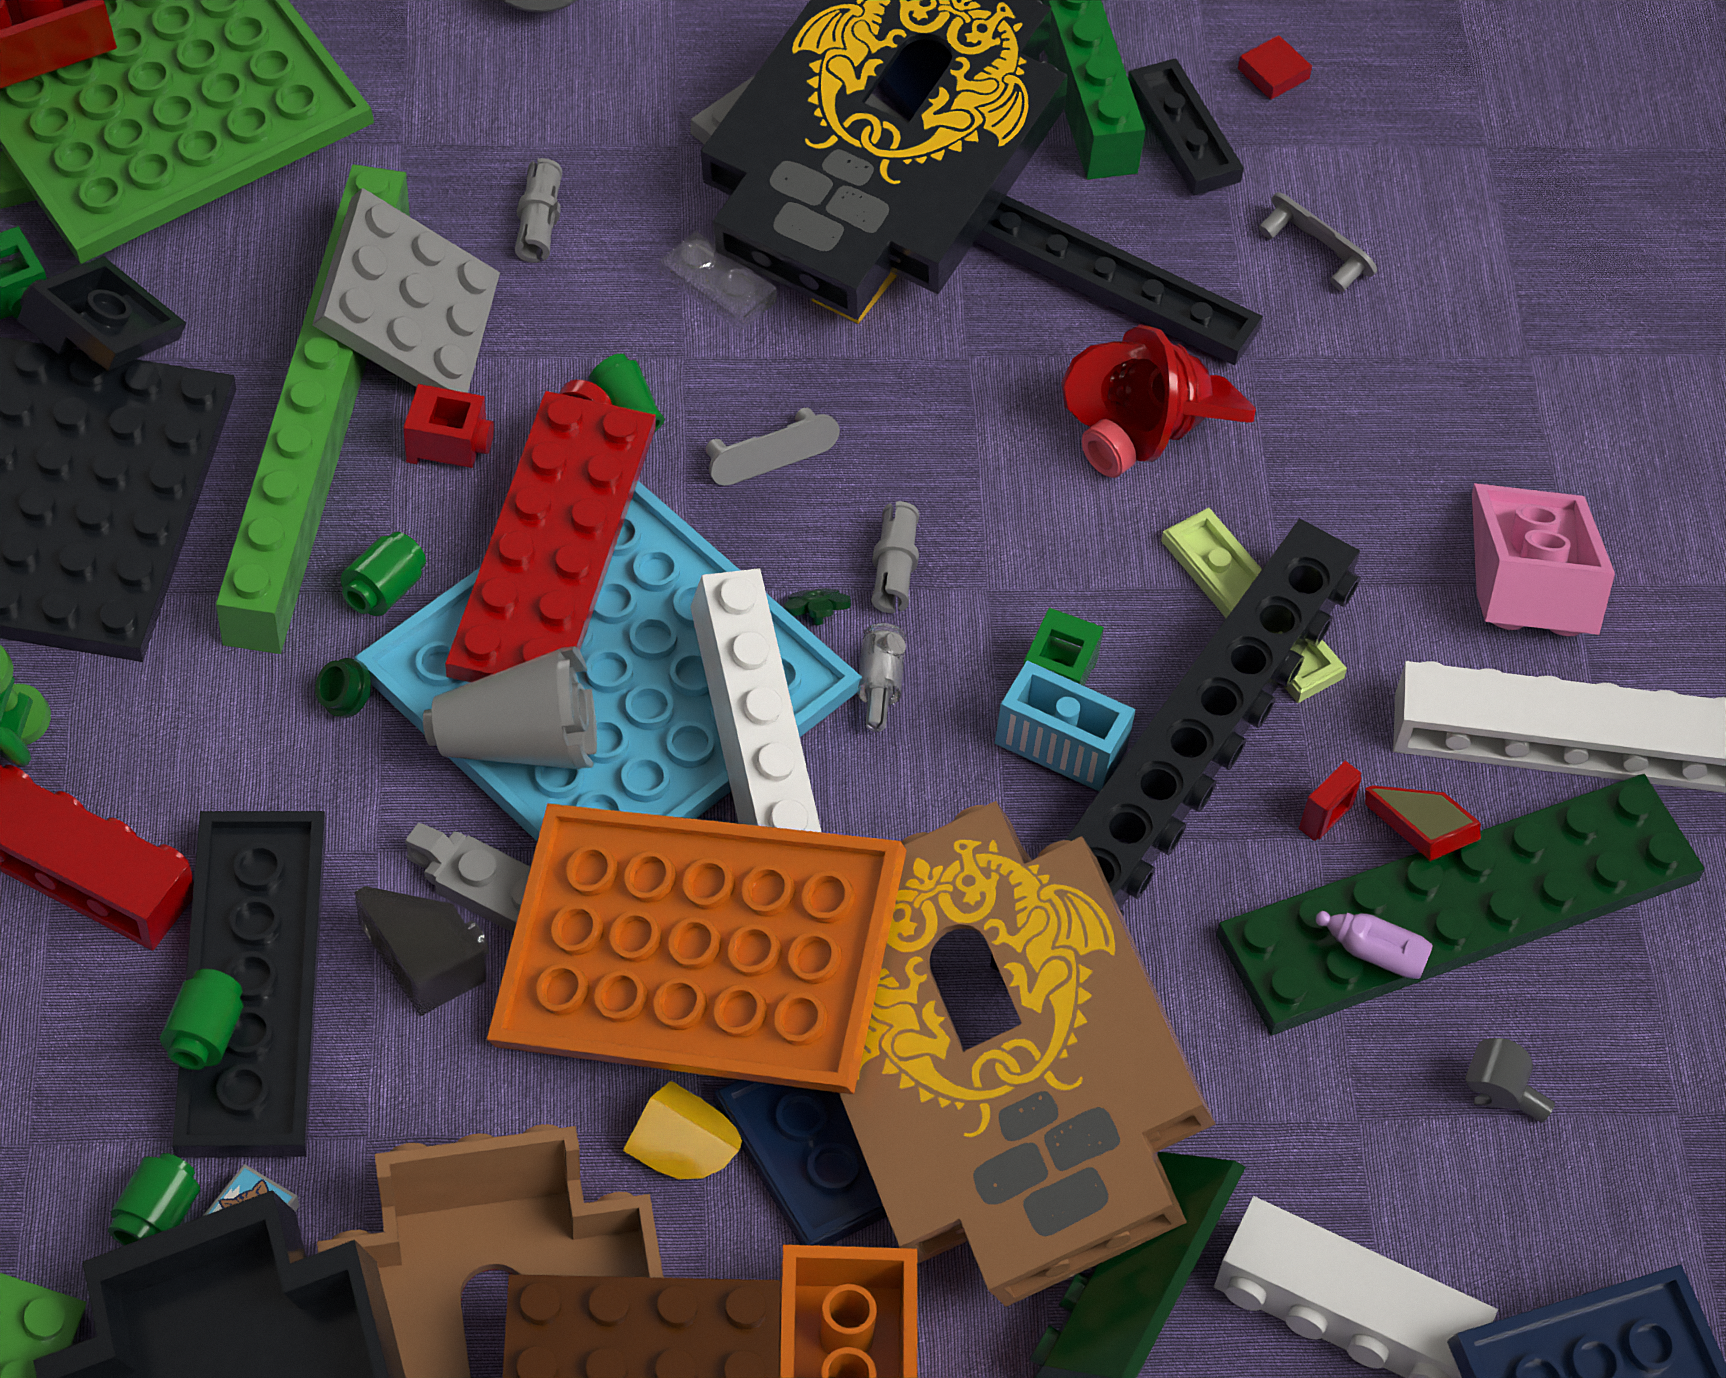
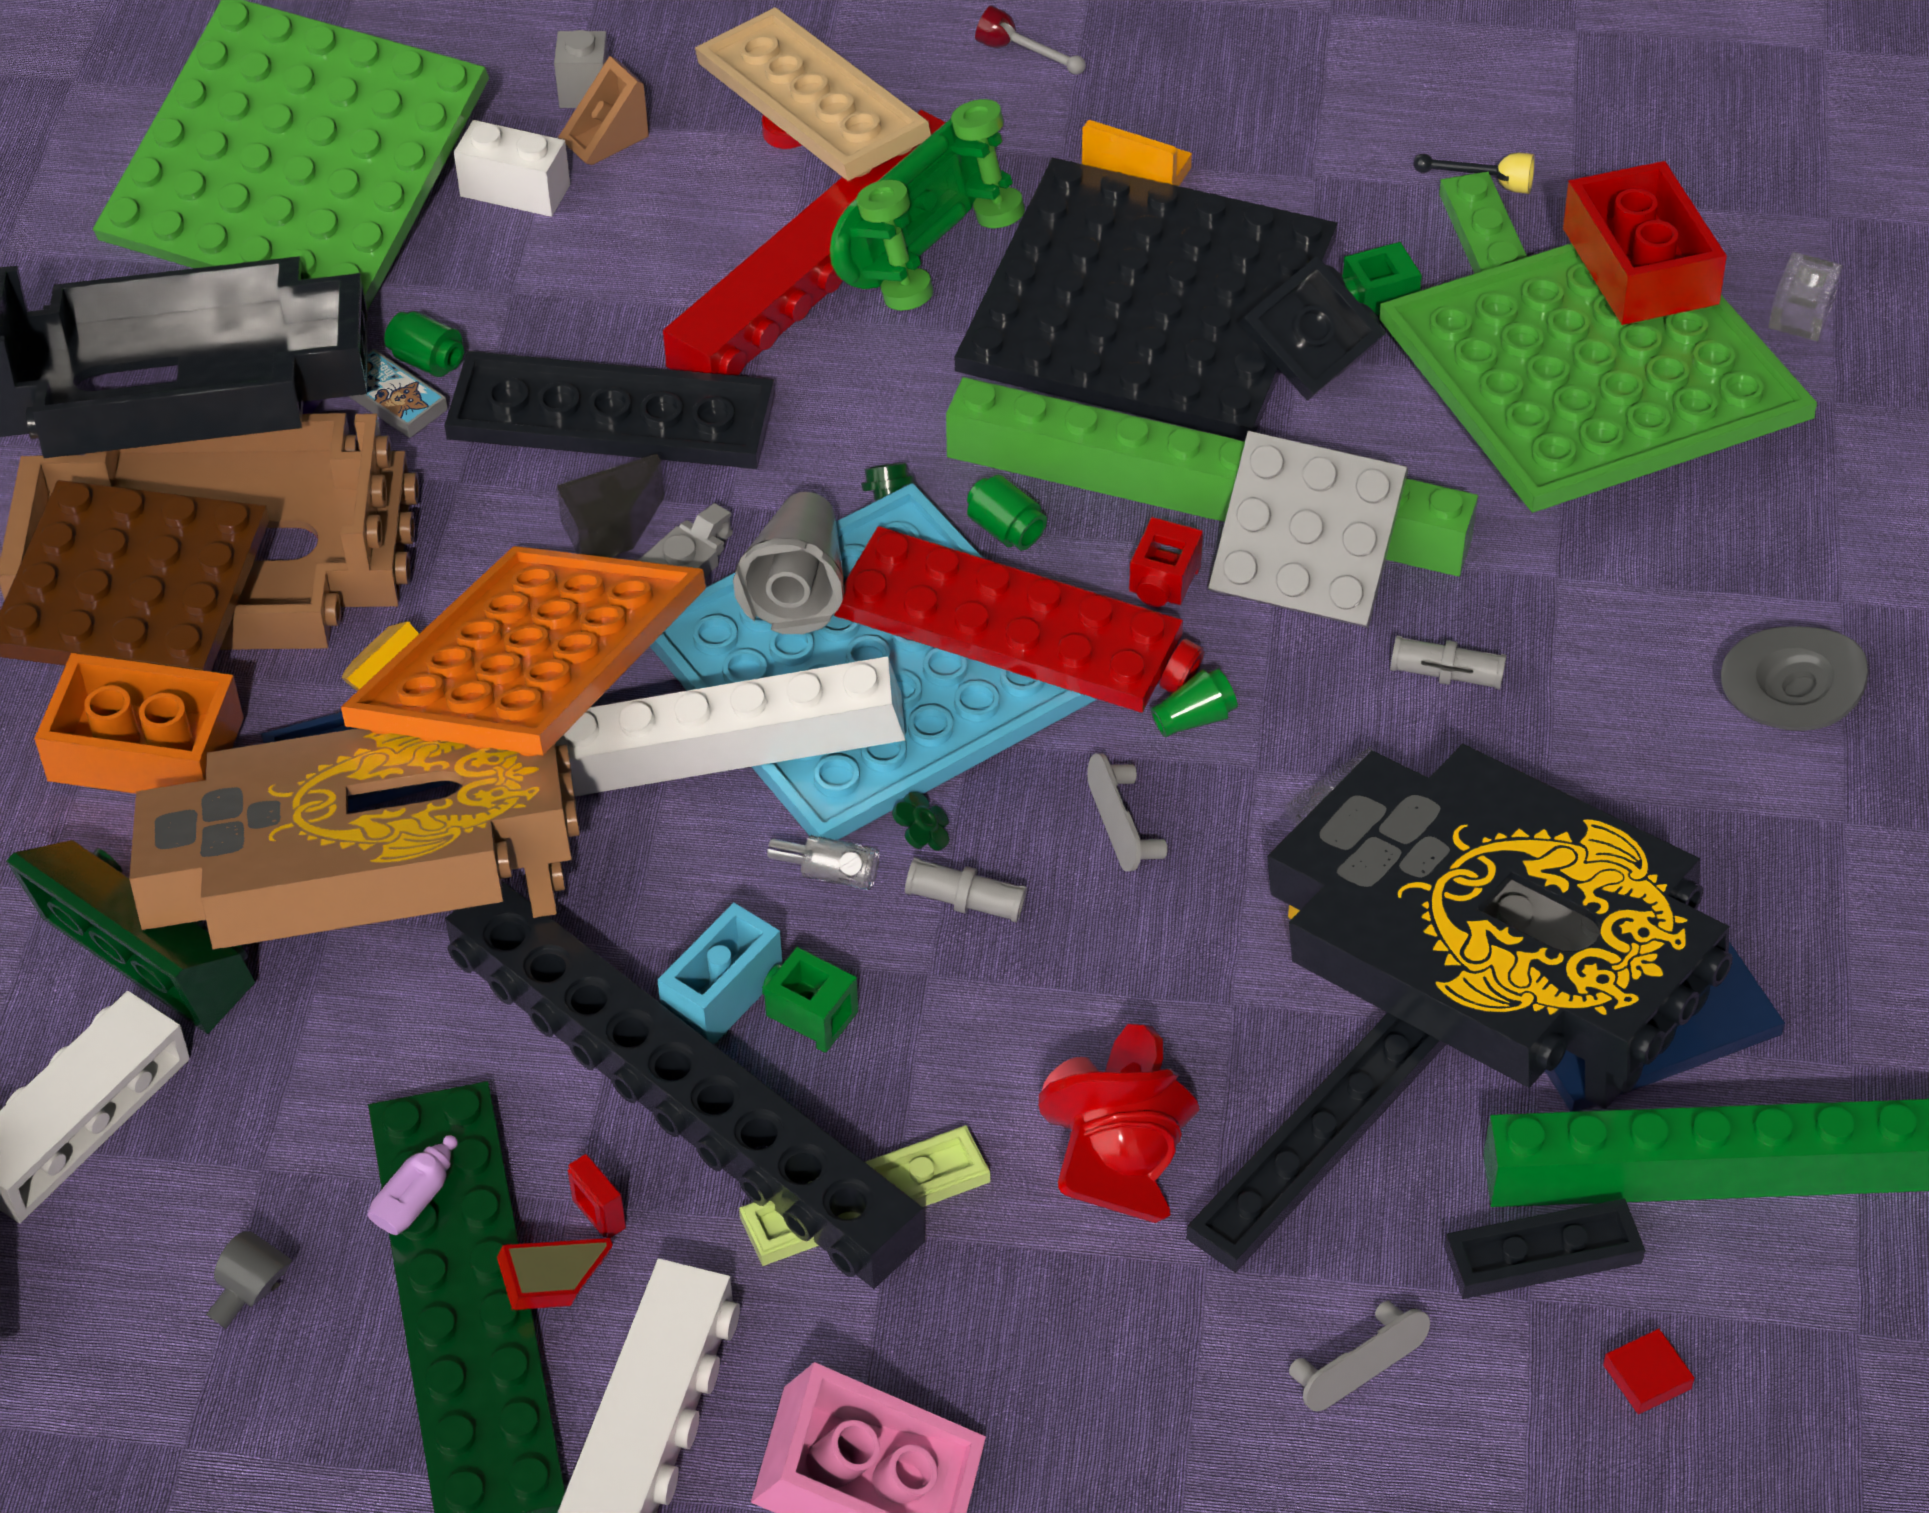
camera: 105 degrees right, 5 degrees down
(202, 1019) = (558, 355): green brick -> none

